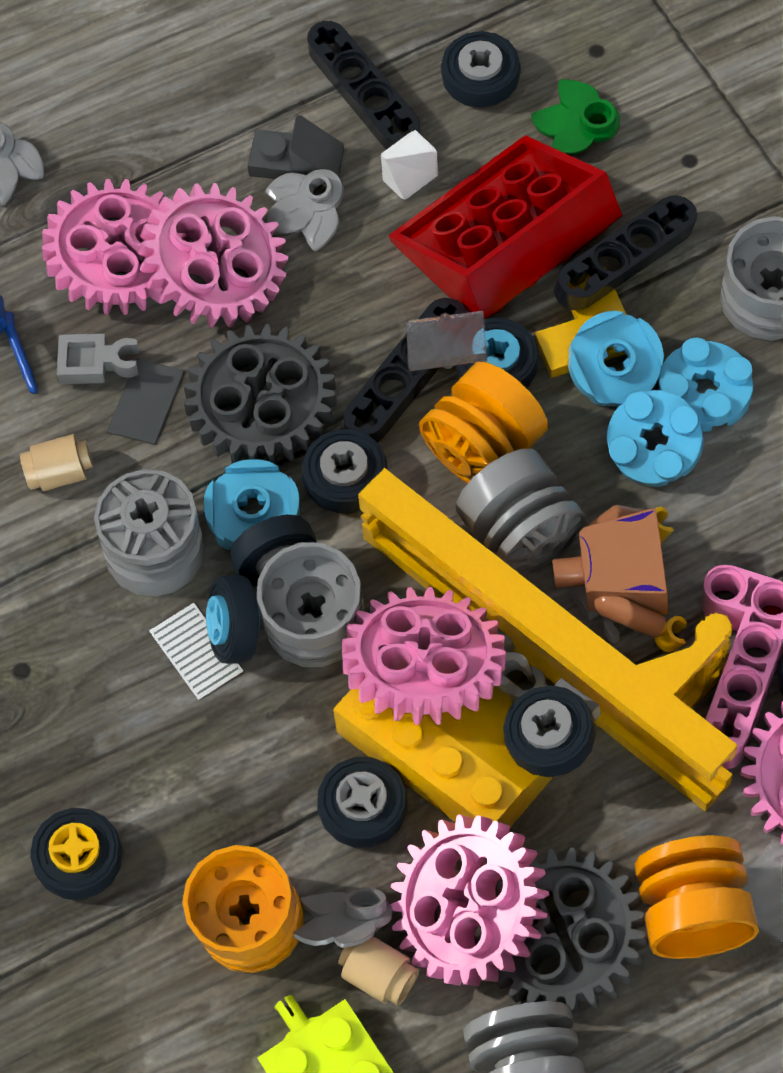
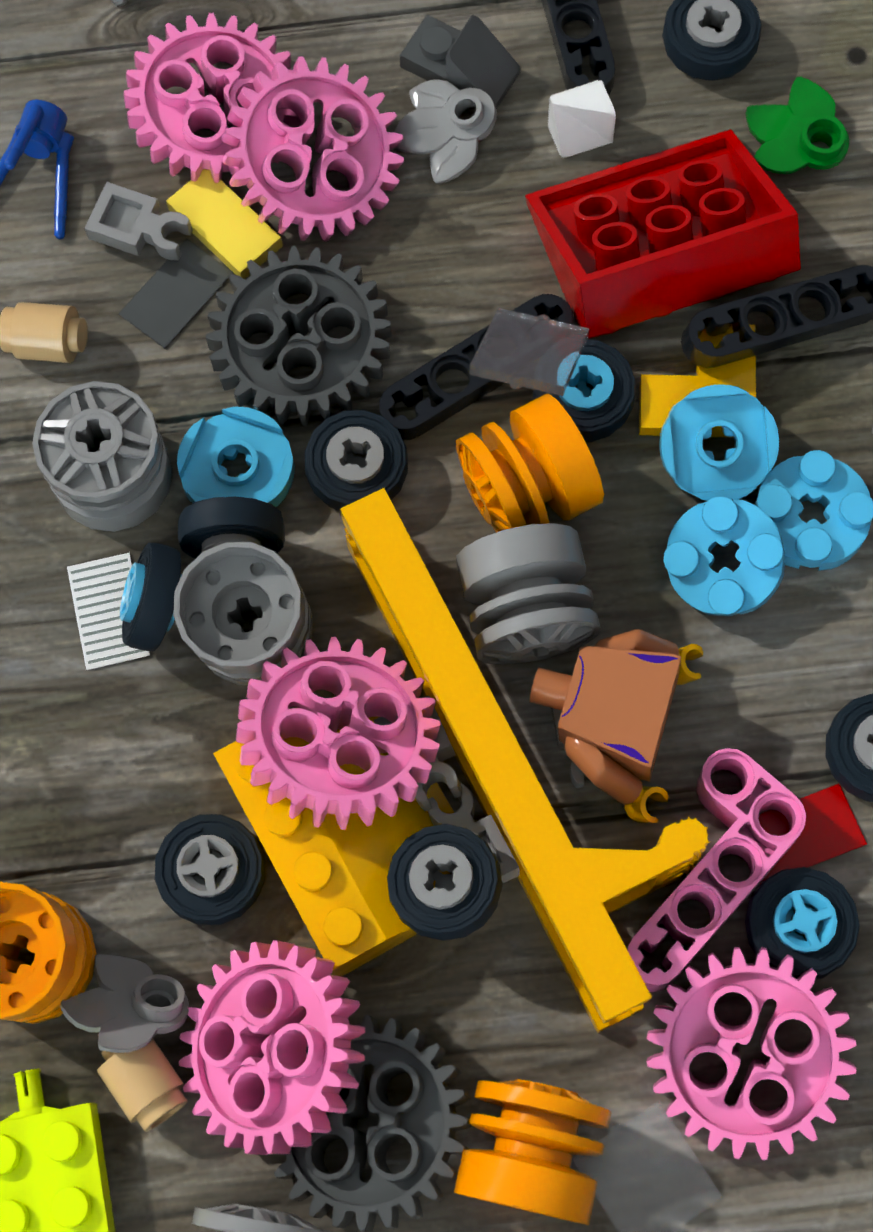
camera: 20 degrees right, 10 degrees up
(163, 335) = (224, 223): none -> light yellow tile

